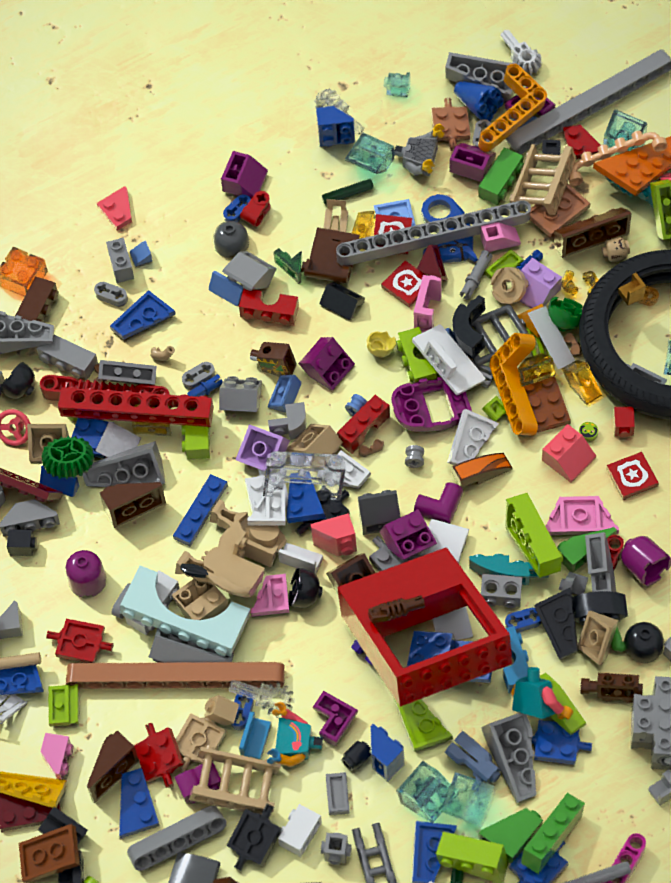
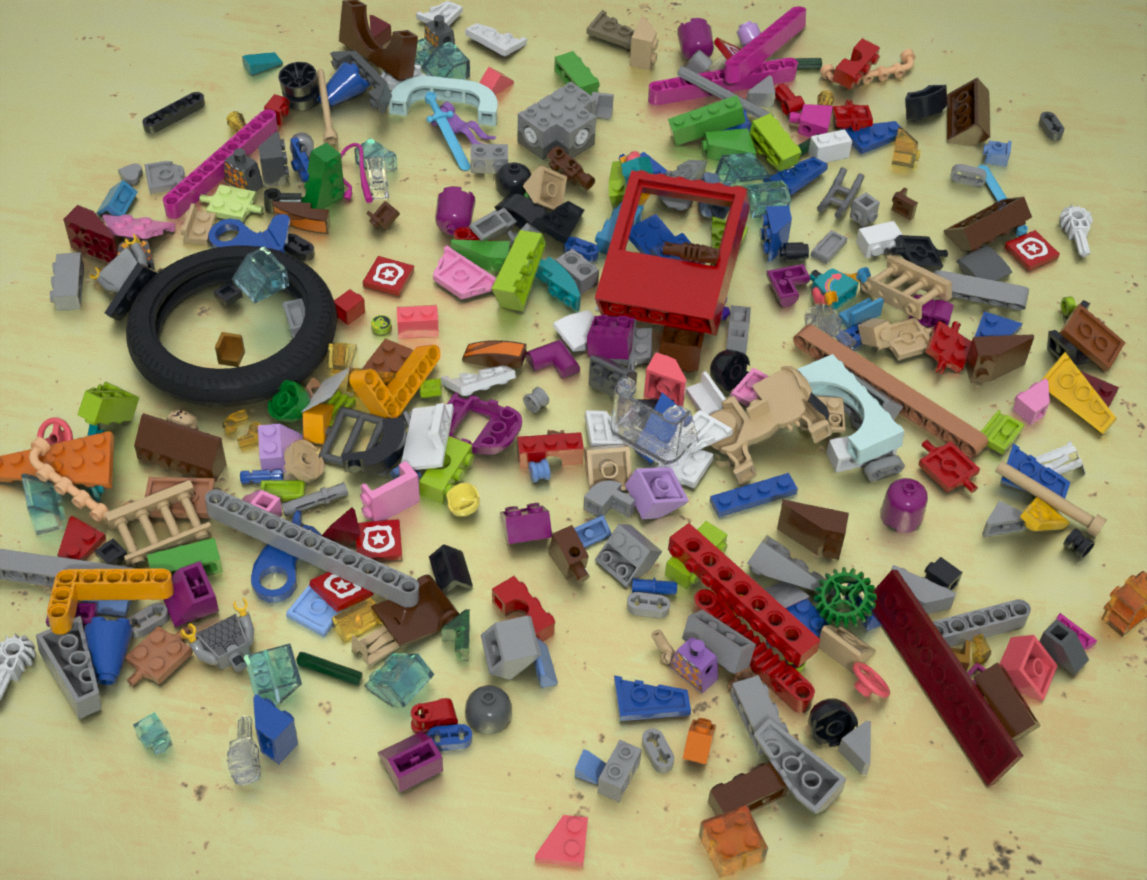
camera: 145 degrees left, 10 degrees down
(89, 314) = (699, 740): none -> orange slope
(132, 350) = (695, 664): none -> medium lavender torso
(298, 212) = (399, 679): none -> clear light blue slope
(333, 641) = (738, 328): none -> light grey slope

